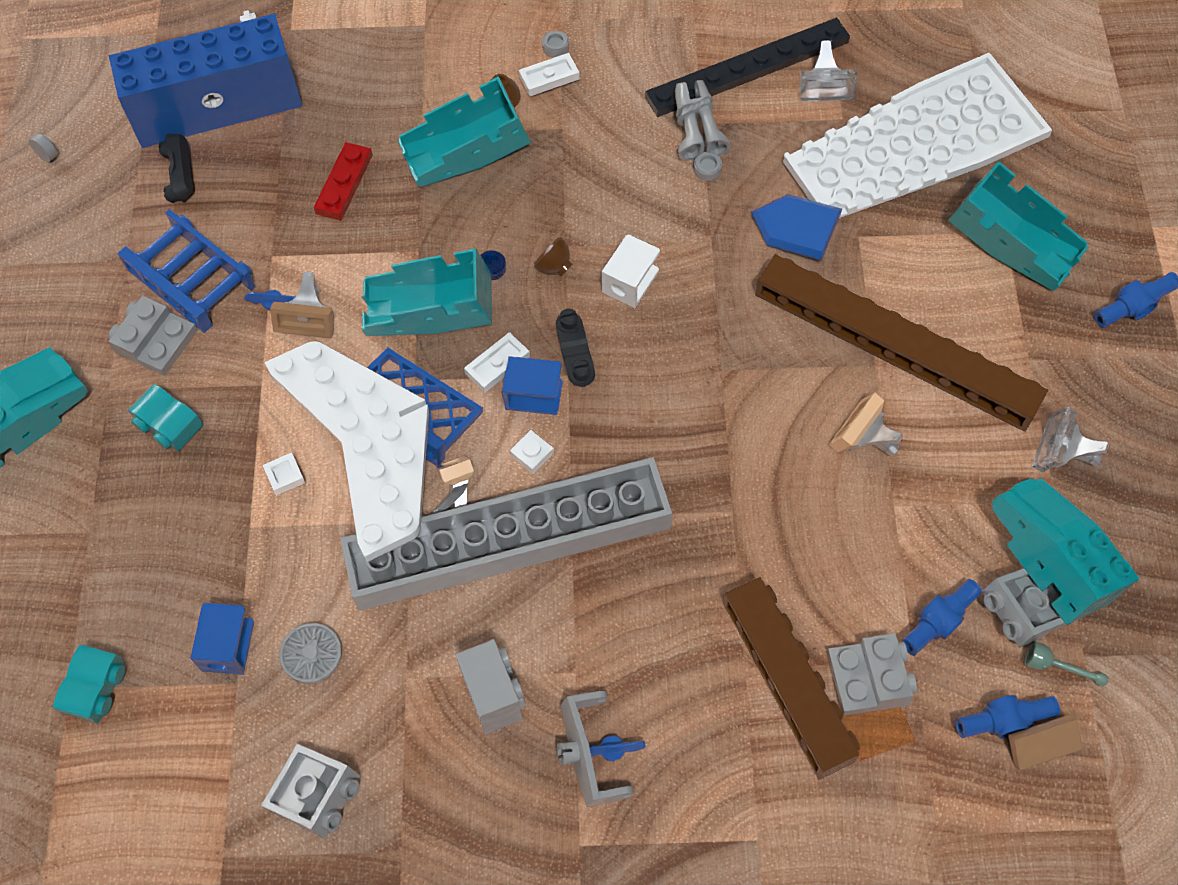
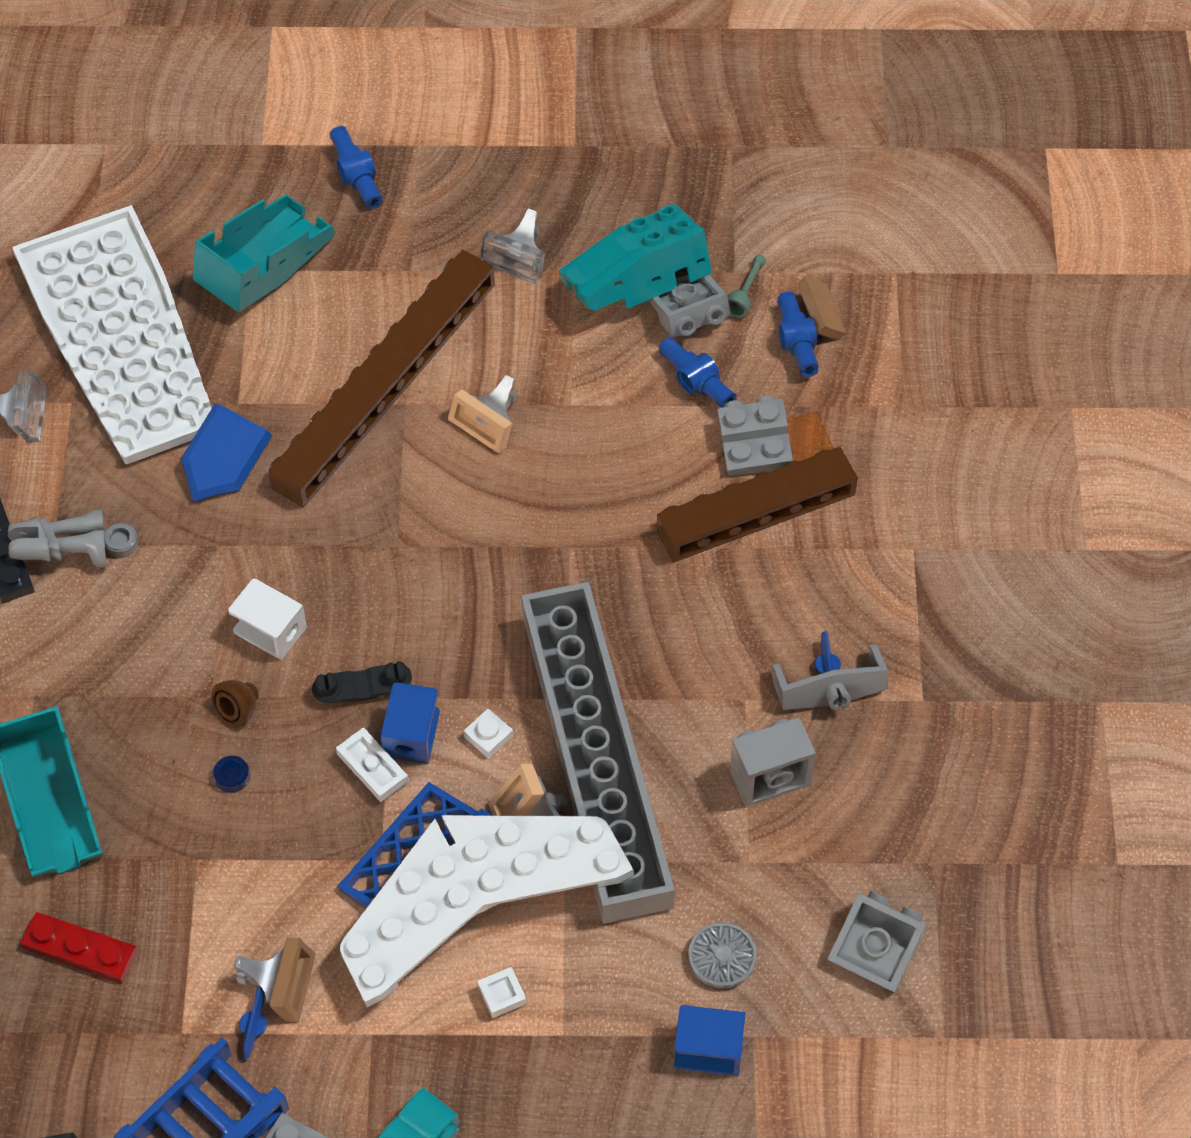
camera: 90 degrees left, 5 degrees down
(430, 299) = (282, 832): teal piece -> none

